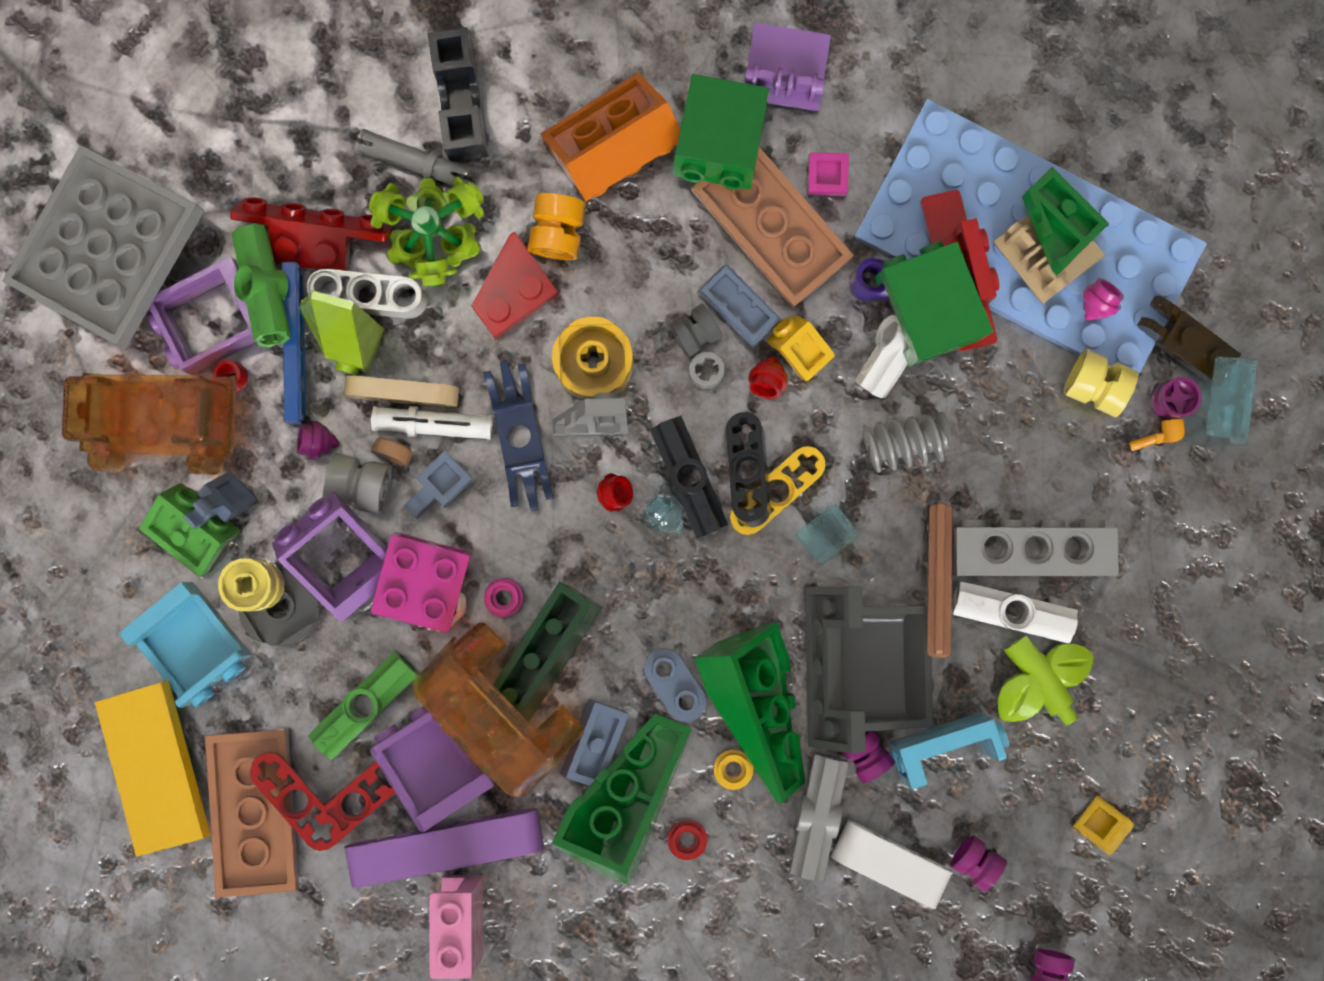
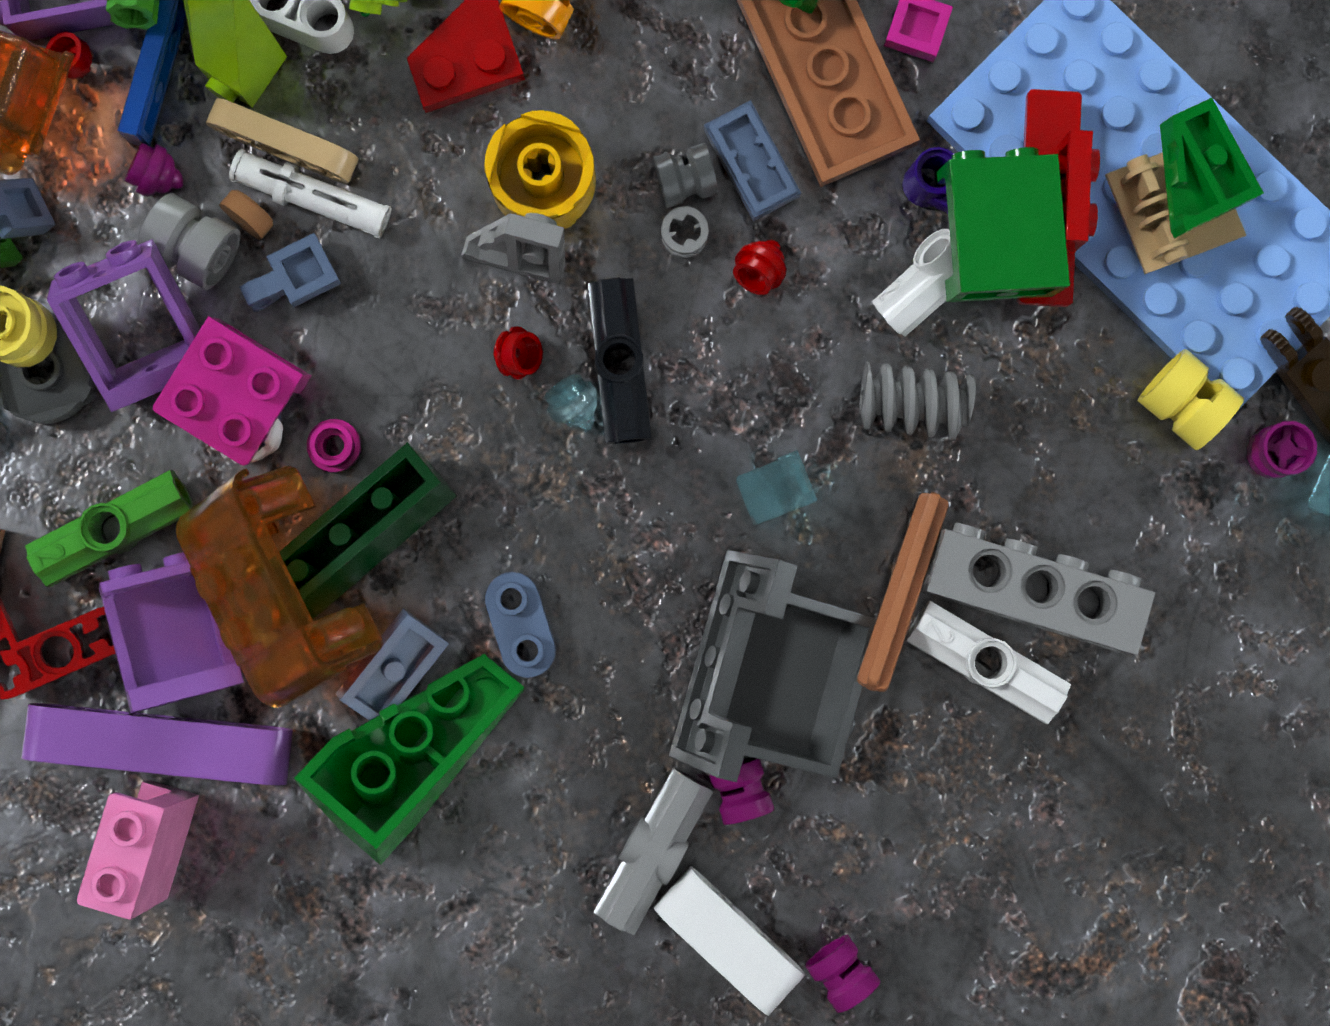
camera: 10 degrees right, 0 degrees up
(519, 412) = (416, 211): dark blue piece -> none
(687, 852) = (463, 841): red plate -> none
(733, 782) = (546, 763): yellow plate -> none
(740, 497) = (707, 395): black beam -> none
(750, 692) = (614, 665): green wedge -> none
(800, 346) = (815, 237): yellow bracket -> none
(806, 480) = (759, 386): yellow beam -> none
(913, 748) = (848, 797): medium azure panel -> none
(1043, 680) = (998, 763): lime plant -> none
(1101, 300) = (1223, 291): dark pink plate -> none
(1103, 825) = (1021, 974): yellow slope -> none
(1172, 431) = (1264, 492): light orange hand -> none

